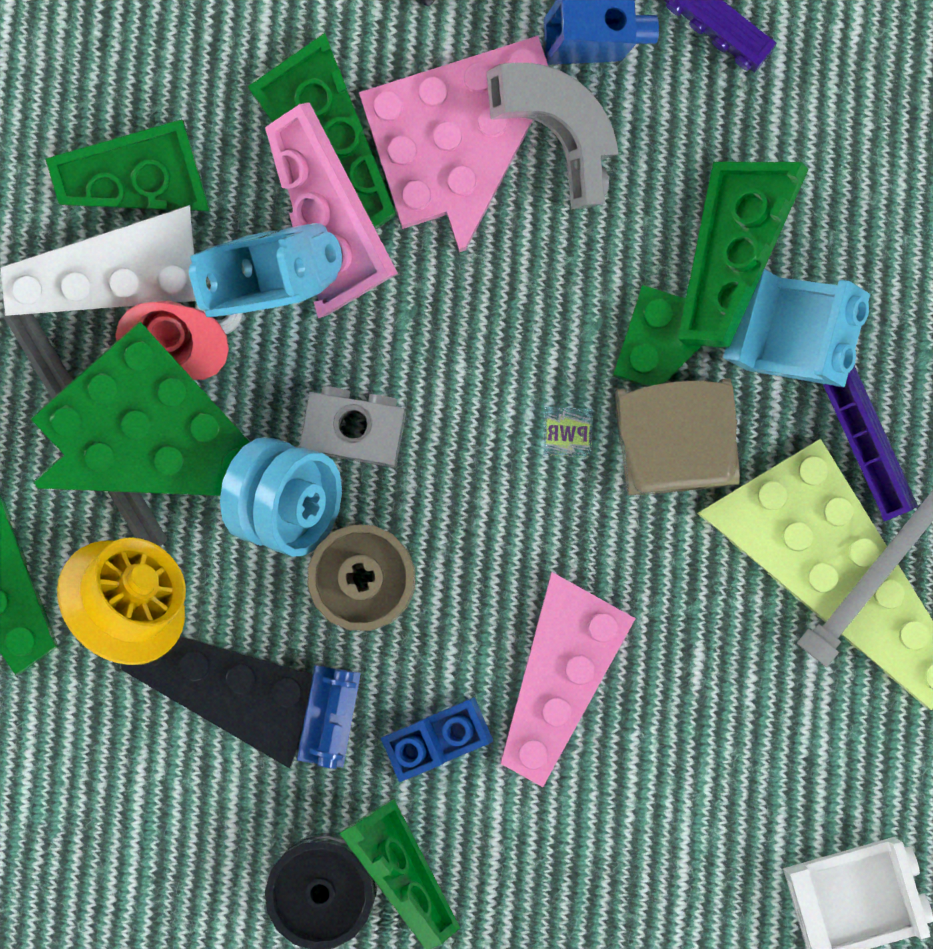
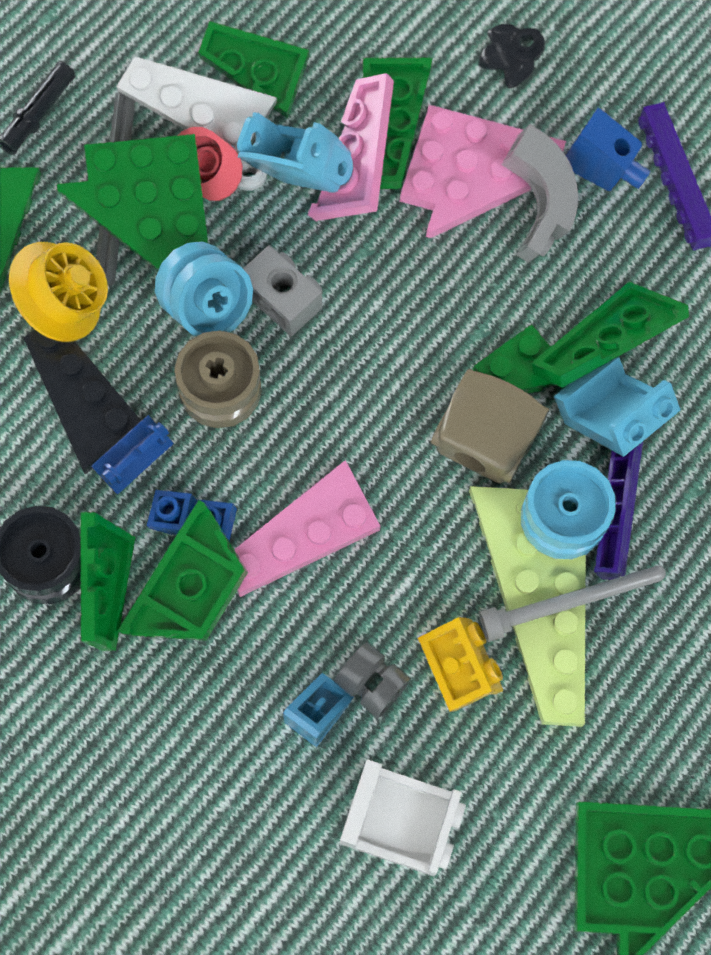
camera: 25 degrees right, 15 degrees down
(488, 813) = (189, 583): none -> green wing
(568, 432) = (418, 384): clear light blue tile -> none
(704, 851) = (317, 709): none -> dark azure slope
(722, 783) = (360, 672): none -> dark grey wheel
(813, 706) = (461, 662): none -> yellow bracket
(853, 489) = (567, 509): none -> medium azure wheel

